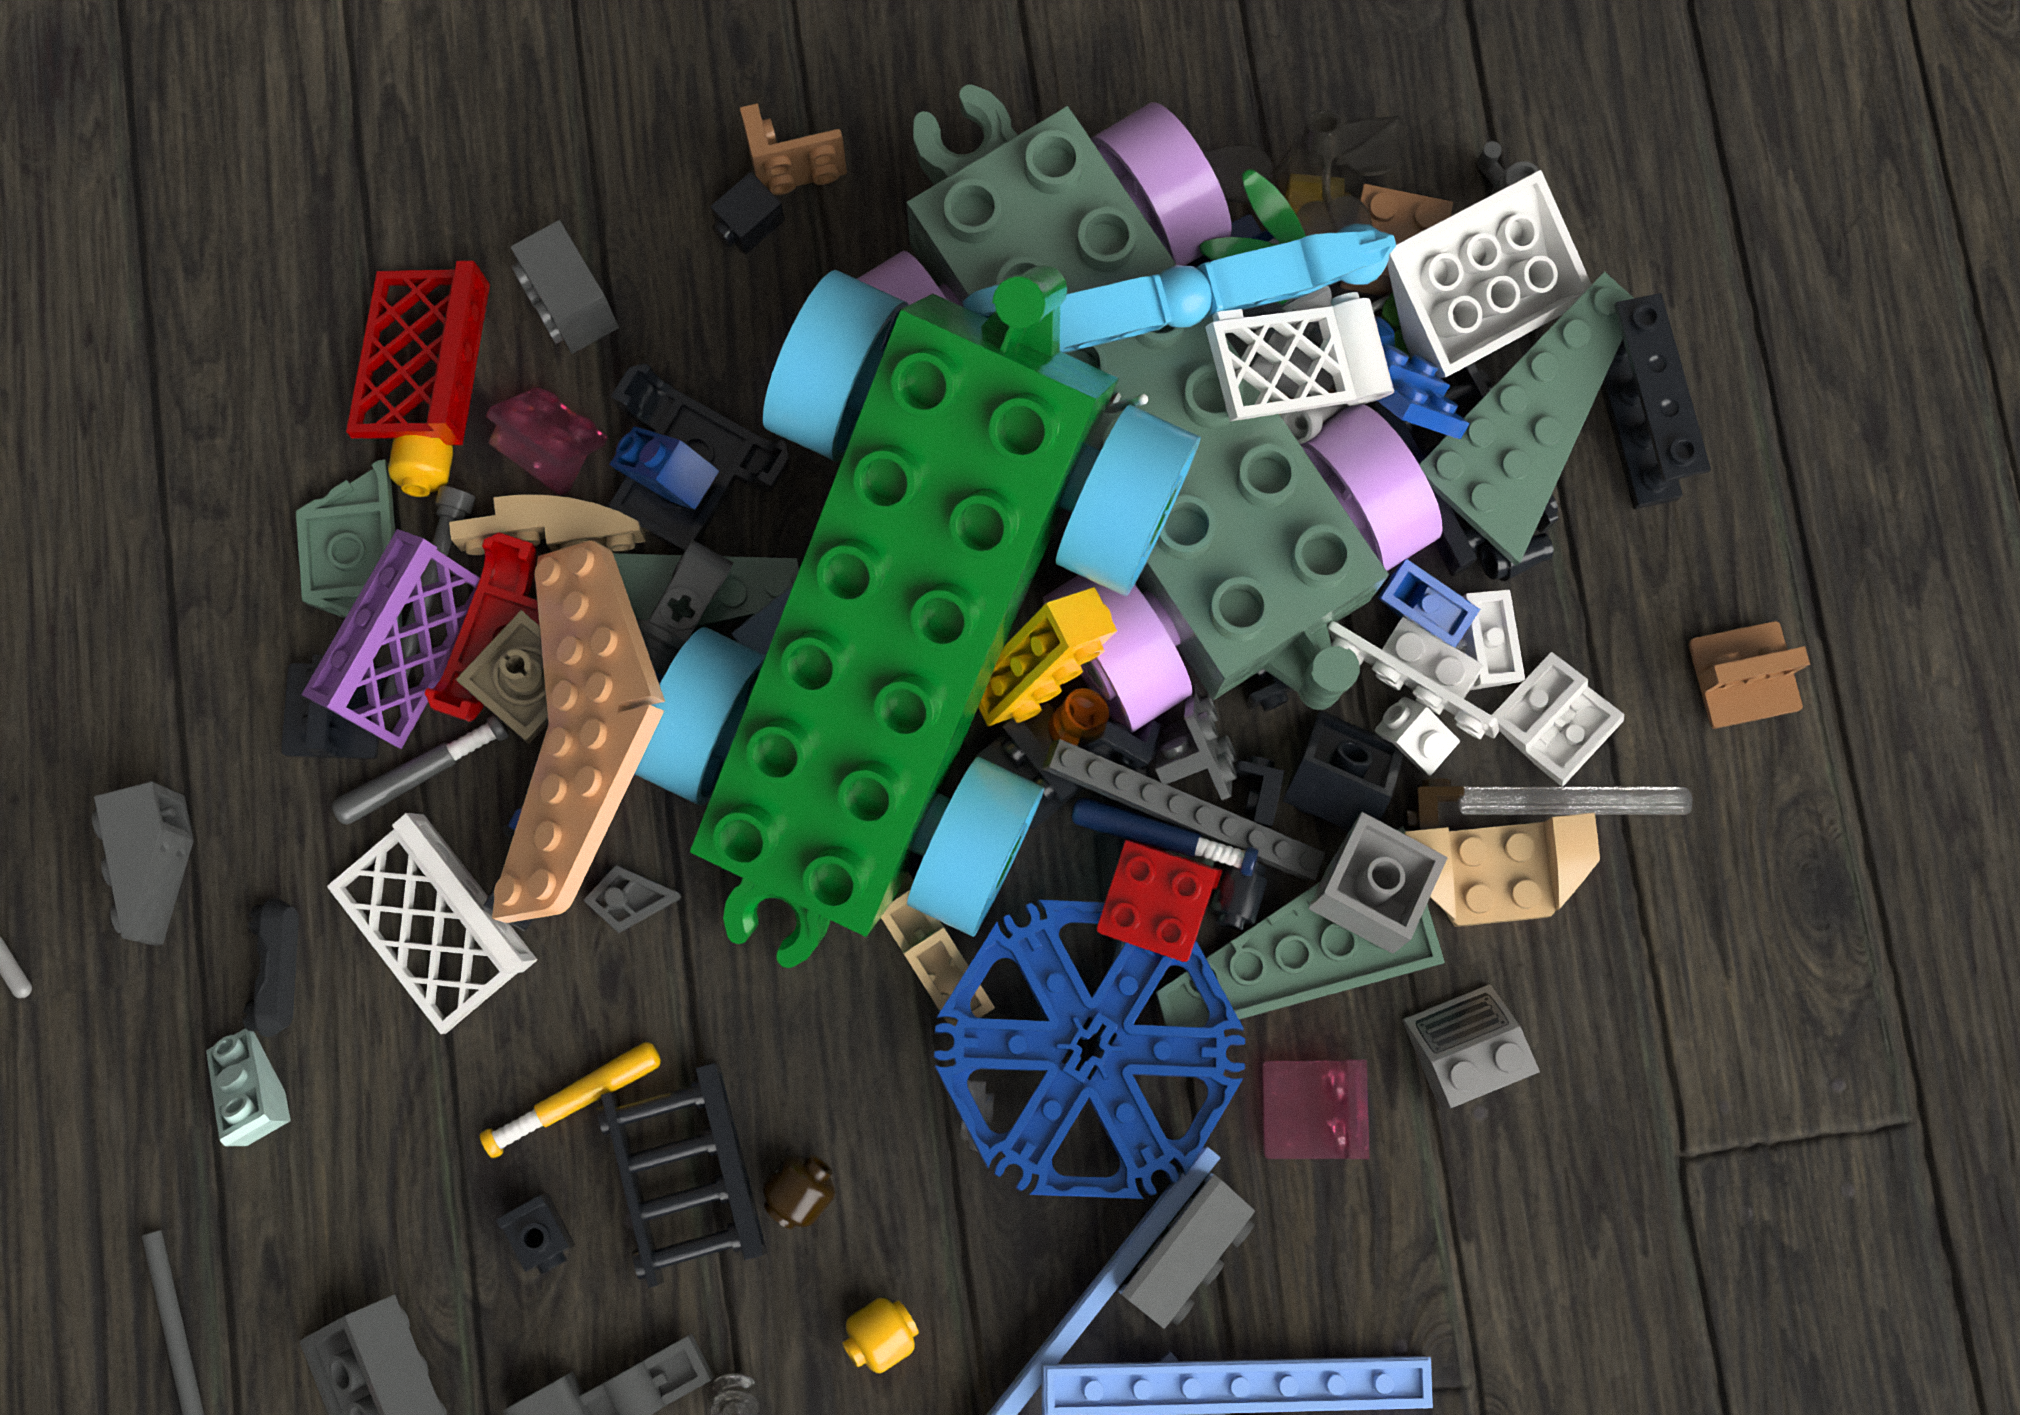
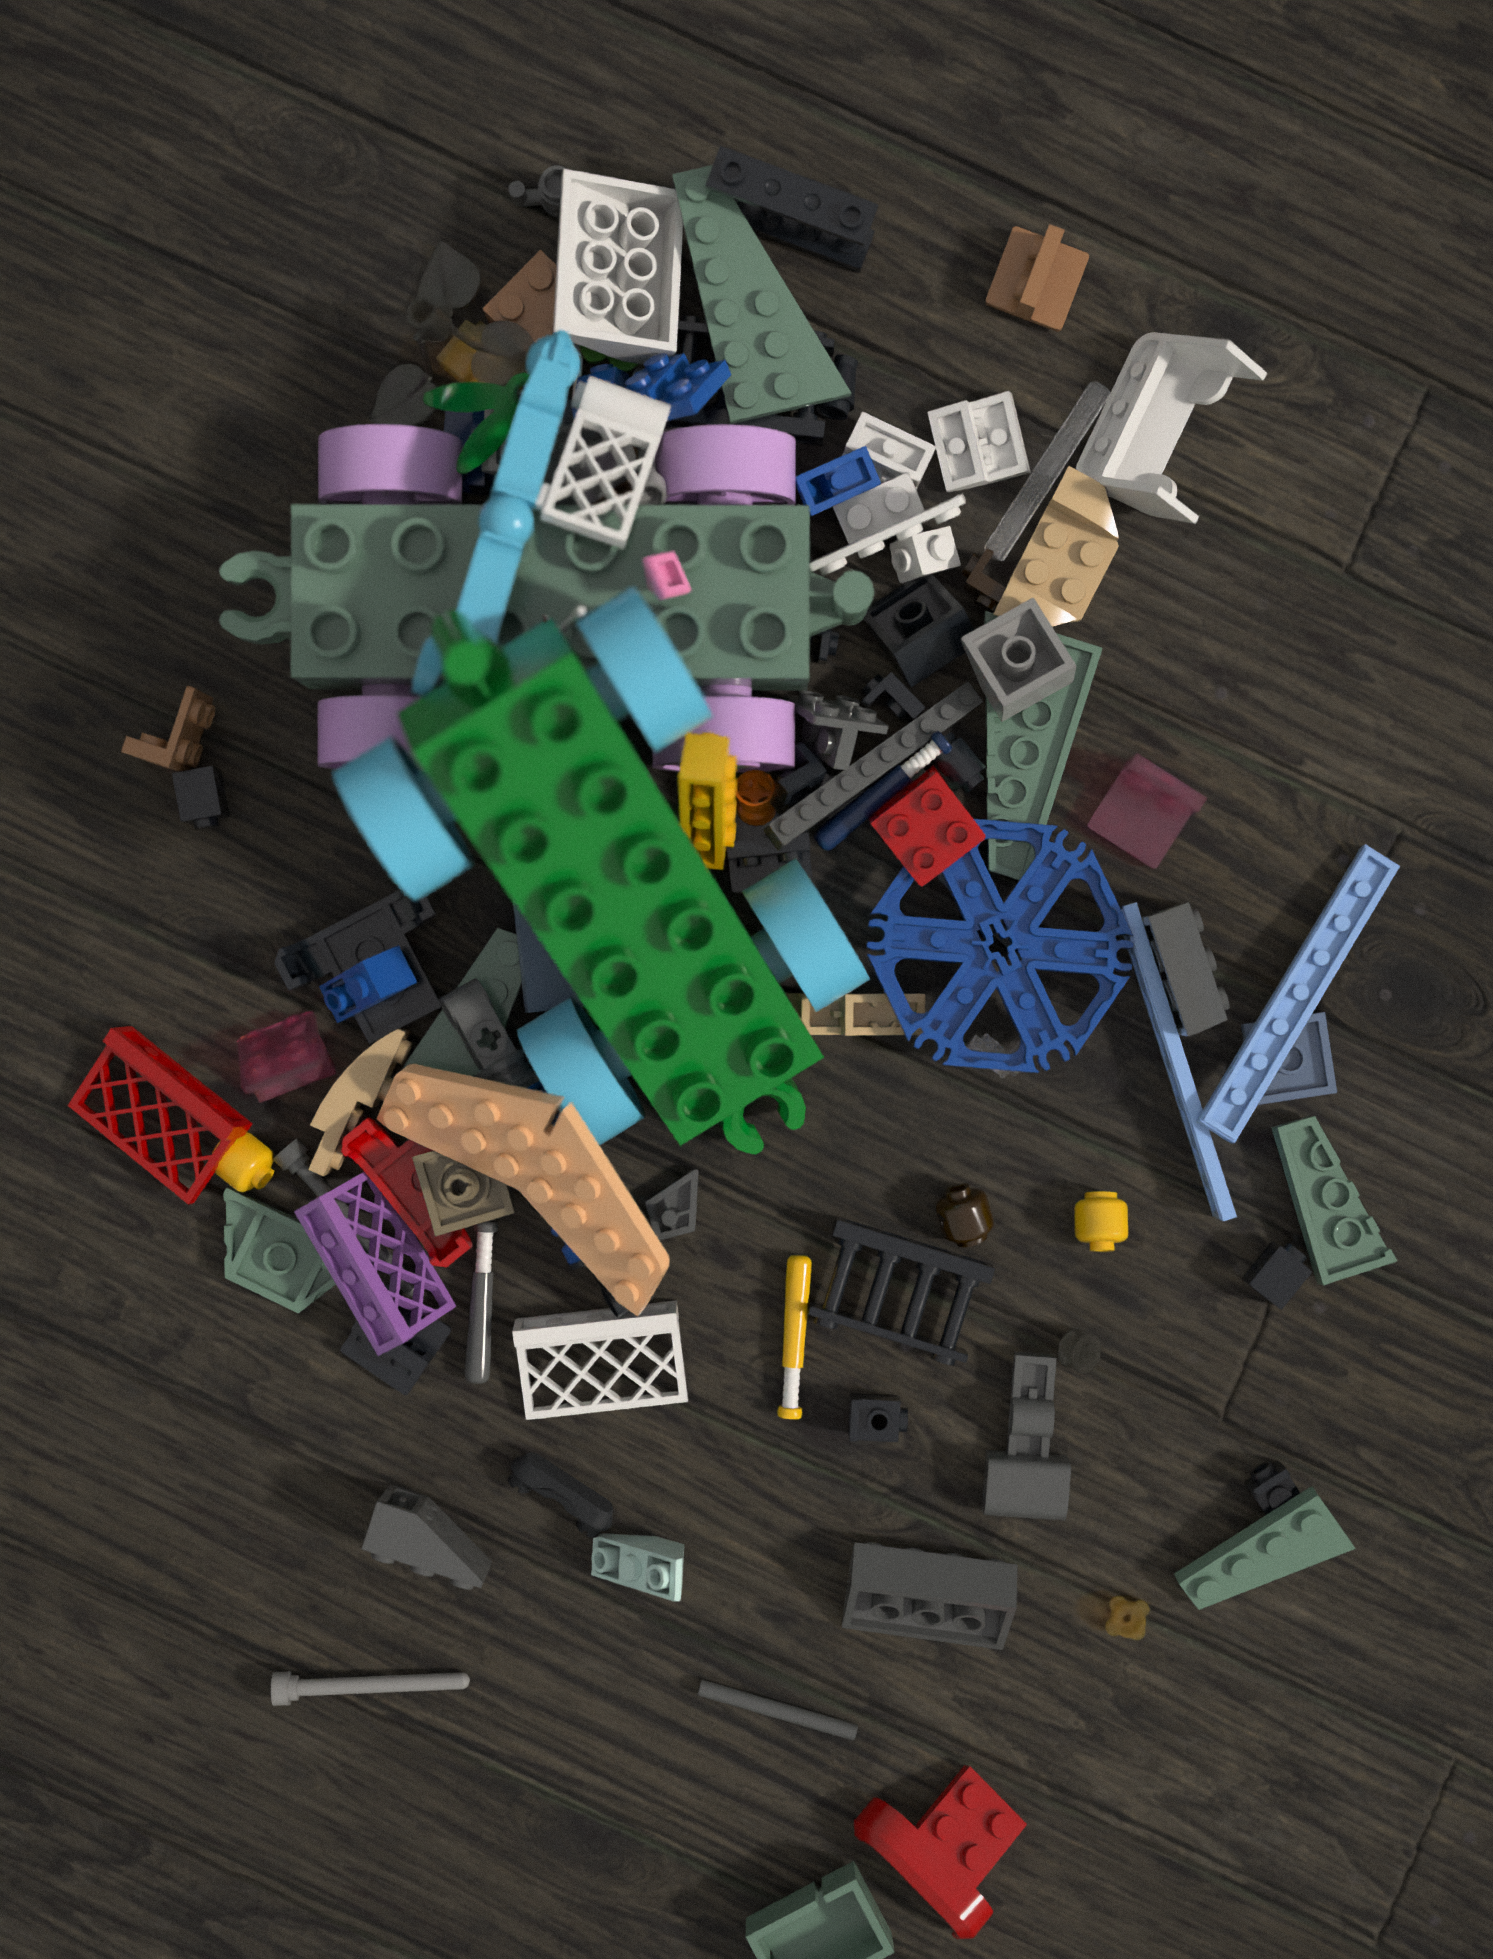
camera: 55 degrees left, 10 degrees up
(562, 288) = (163, 973): dark grey brick -> none
(1231, 475) = (665, 576): none -> bright pink slope
(1470, 1047) = (1173, 670): light grey slope -> none
(1699, 863) = (1149, 411): none -> white windscreen

